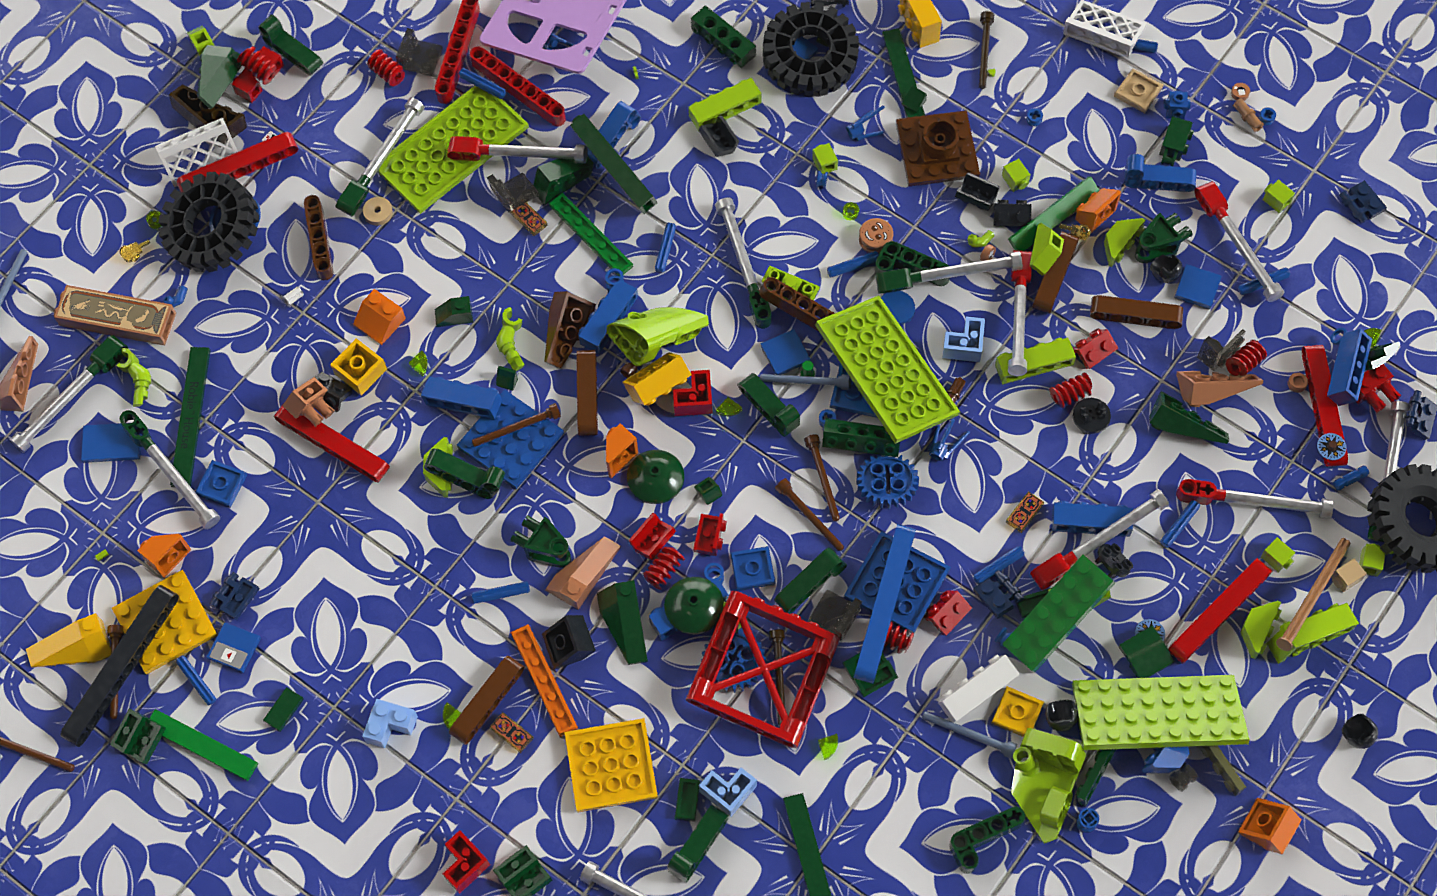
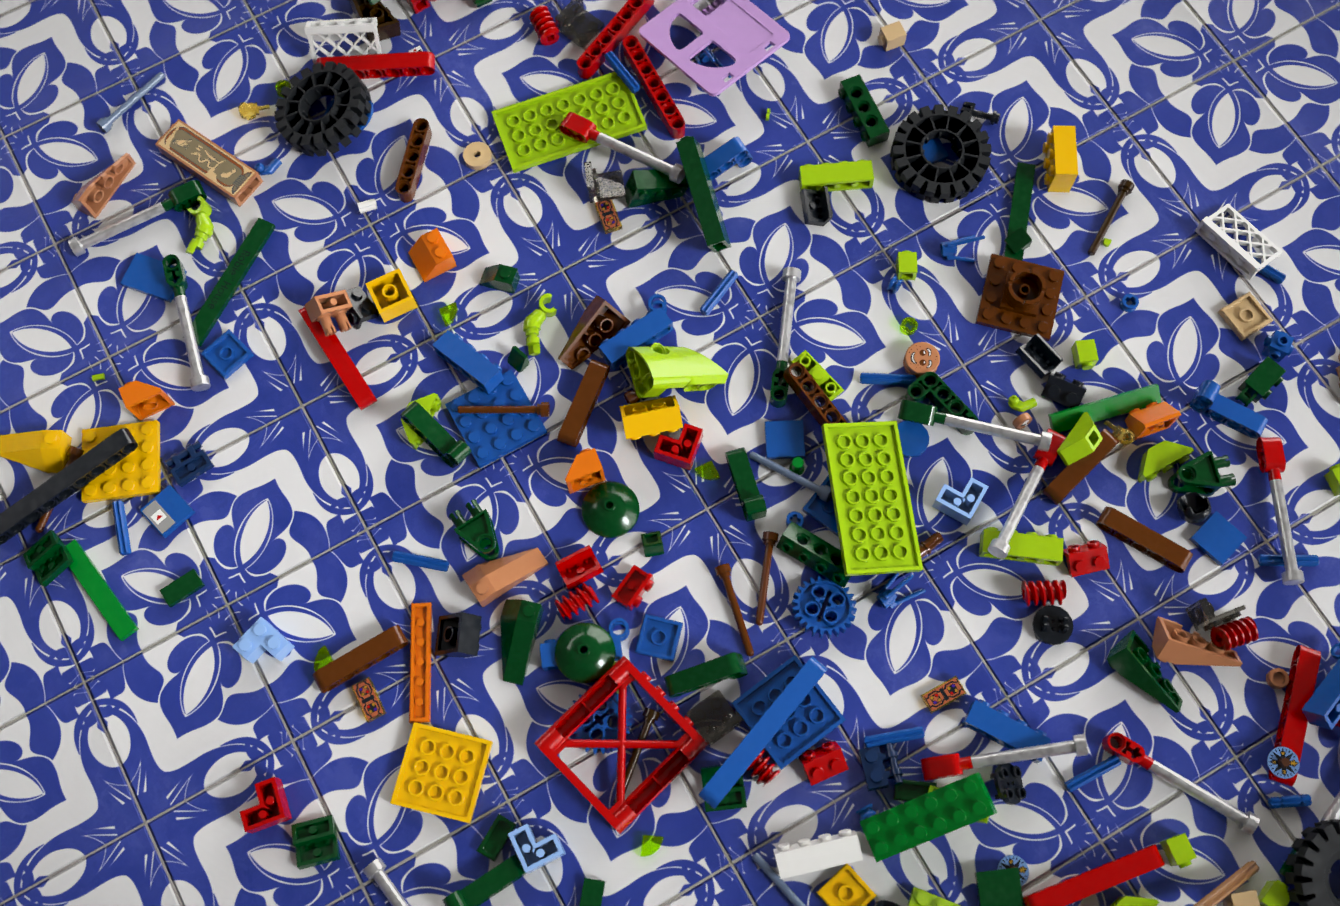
camera: 25 degrees right, 5 degrees up
(357, 190) = (465, 130): piece -> none
(590, 234) = (656, 253): green tile -> none

